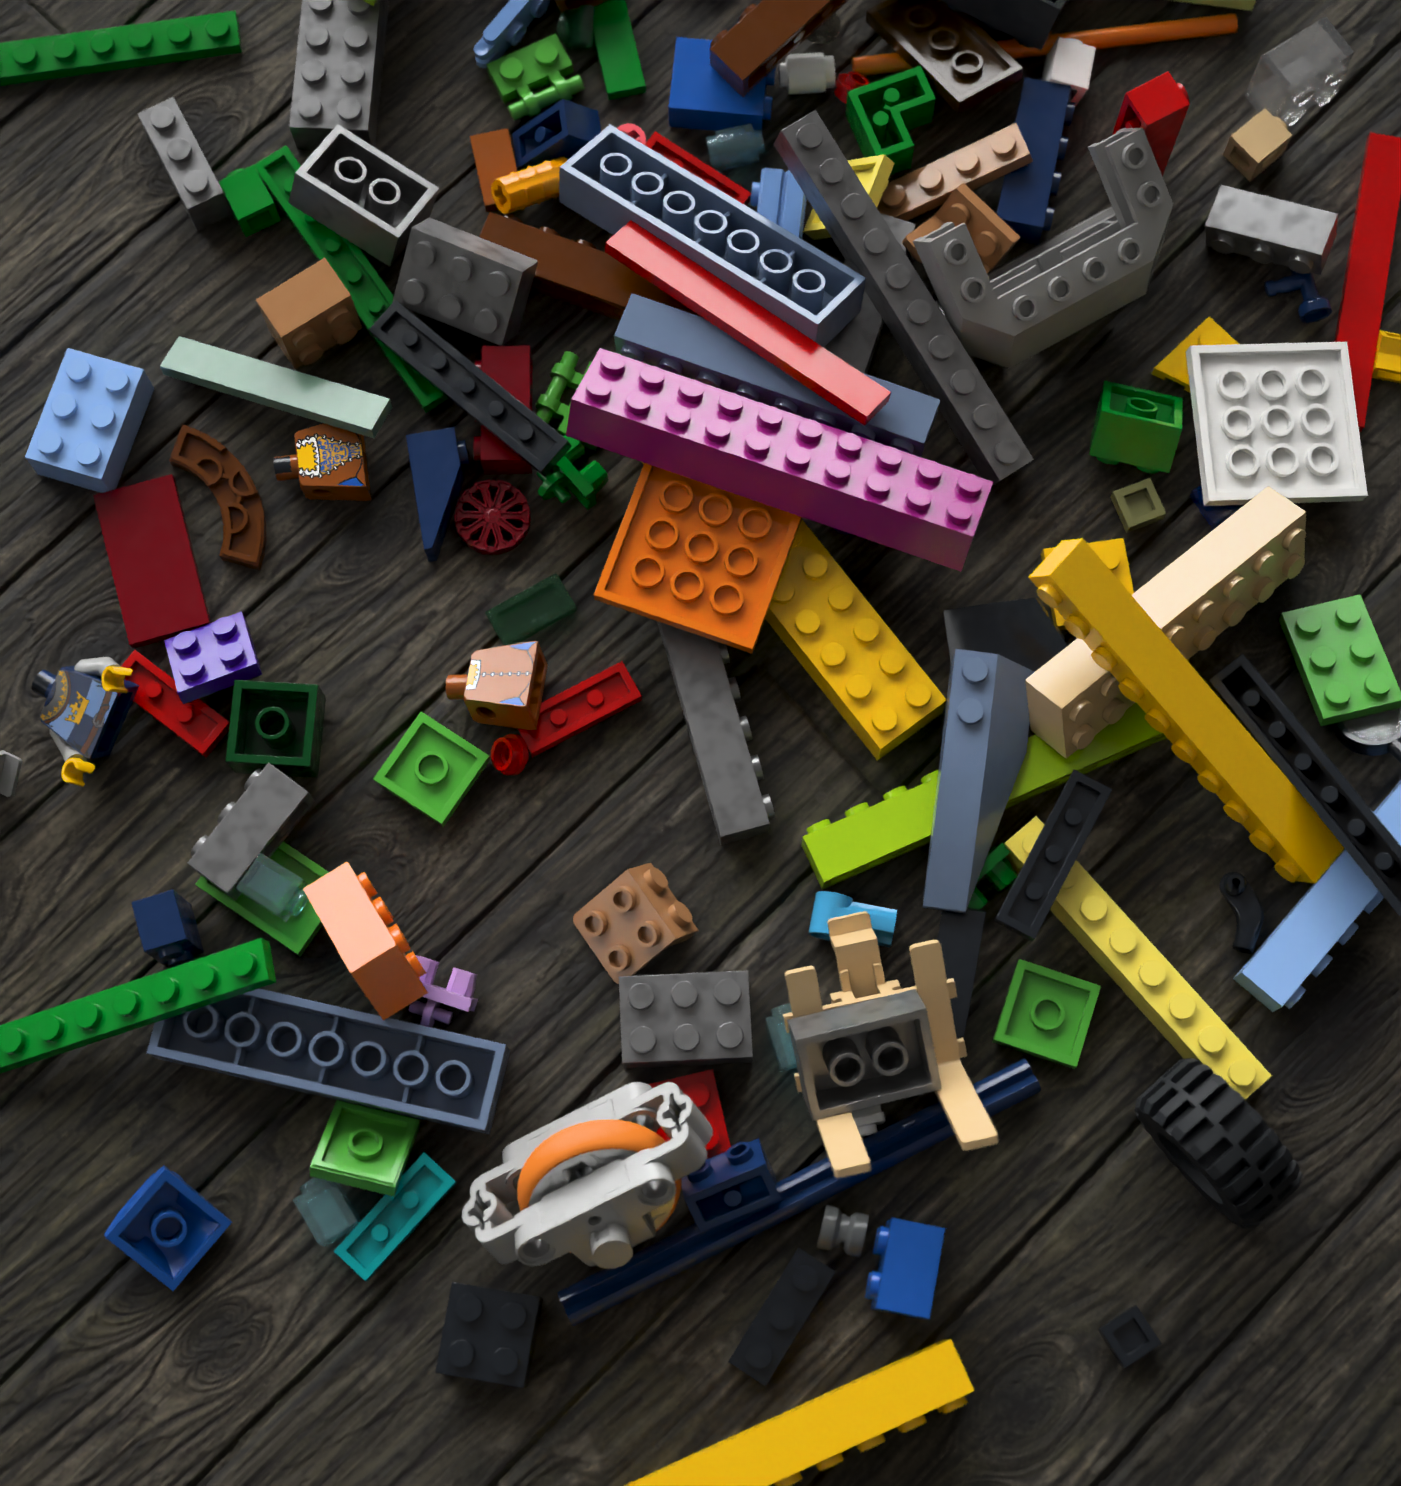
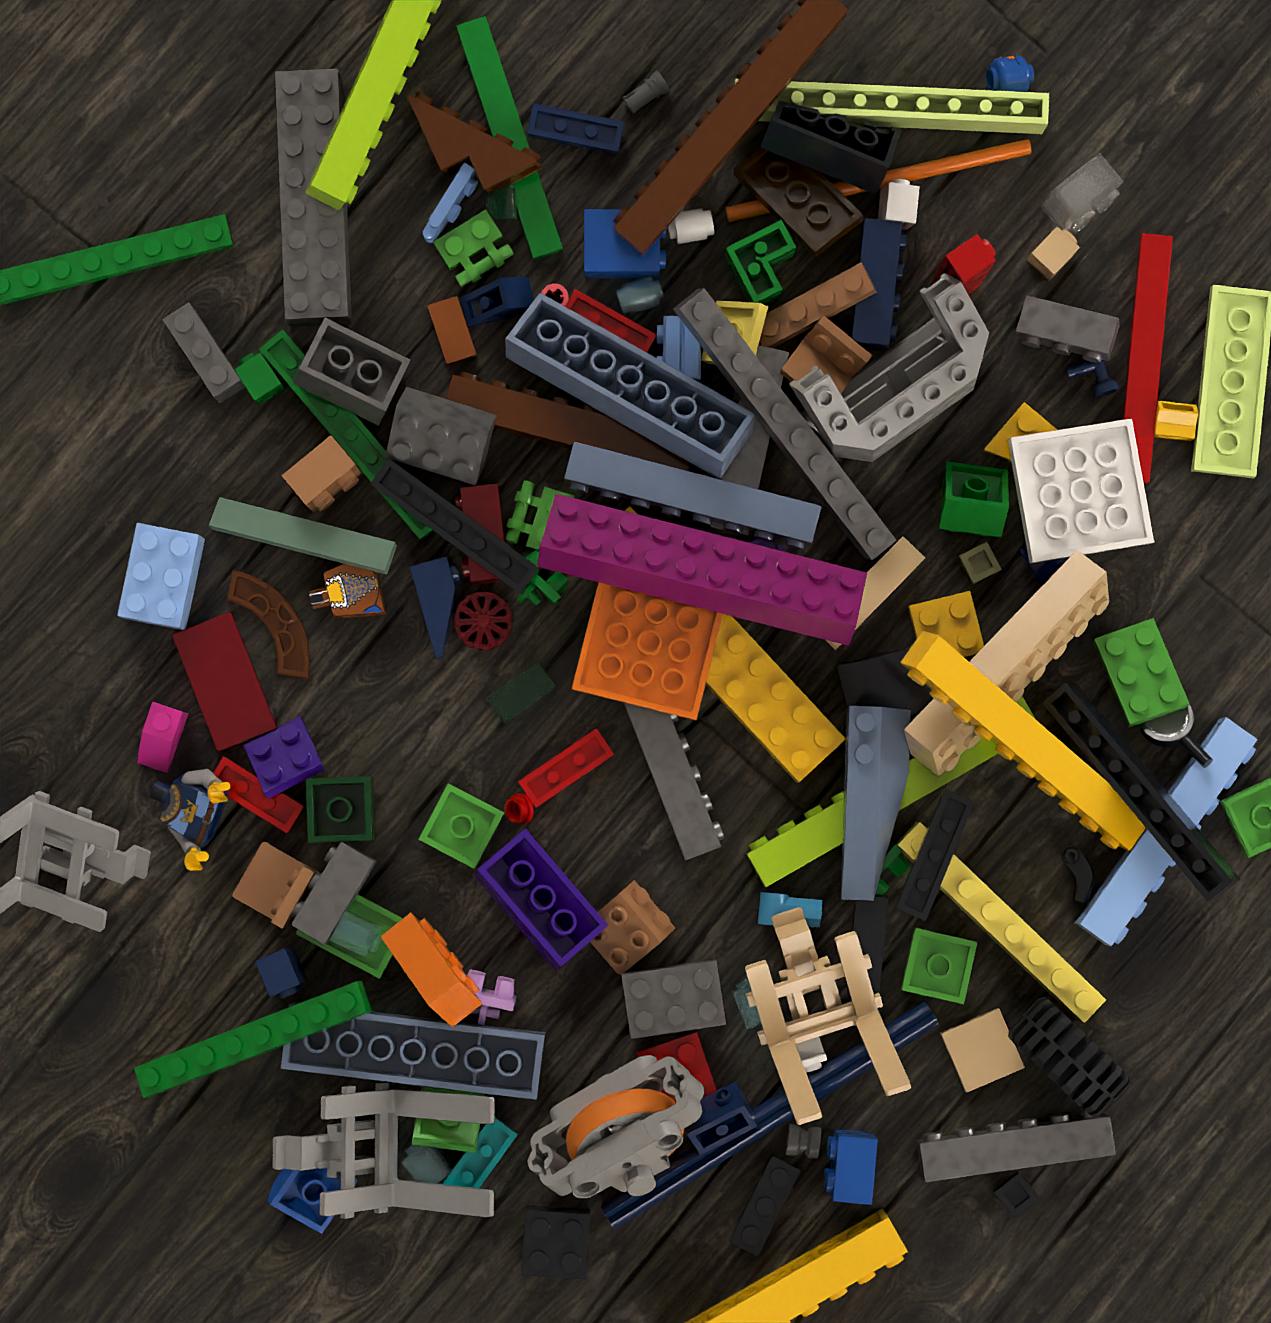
camera: 10 degrees left, 10 degrees up
(59, 616) = (161, 736): none -> dark pink slope
(174, 818) = (274, 884): none -> medium nougat bracket
(206, 1168) = (337, 1151): none -> light grey piece
(503, 685) = (508, 758): torso -> none
(522, 870) = (540, 899): none -> dark purple slope
(527, 186) = (482, 346): light orange axle -> none
(748, 322) = (666, 458): tile -> none
(848, 82) = (727, 234): red plate -> none
(864, 1054) = (808, 1020): flat silver brick -> none
(1002, 521) = (886, 577): none -> tan slope
(1096, 1134) = (982, 1050): none -> tan tile
(1135, 1268) = (1014, 1146): none -> flat silver brick

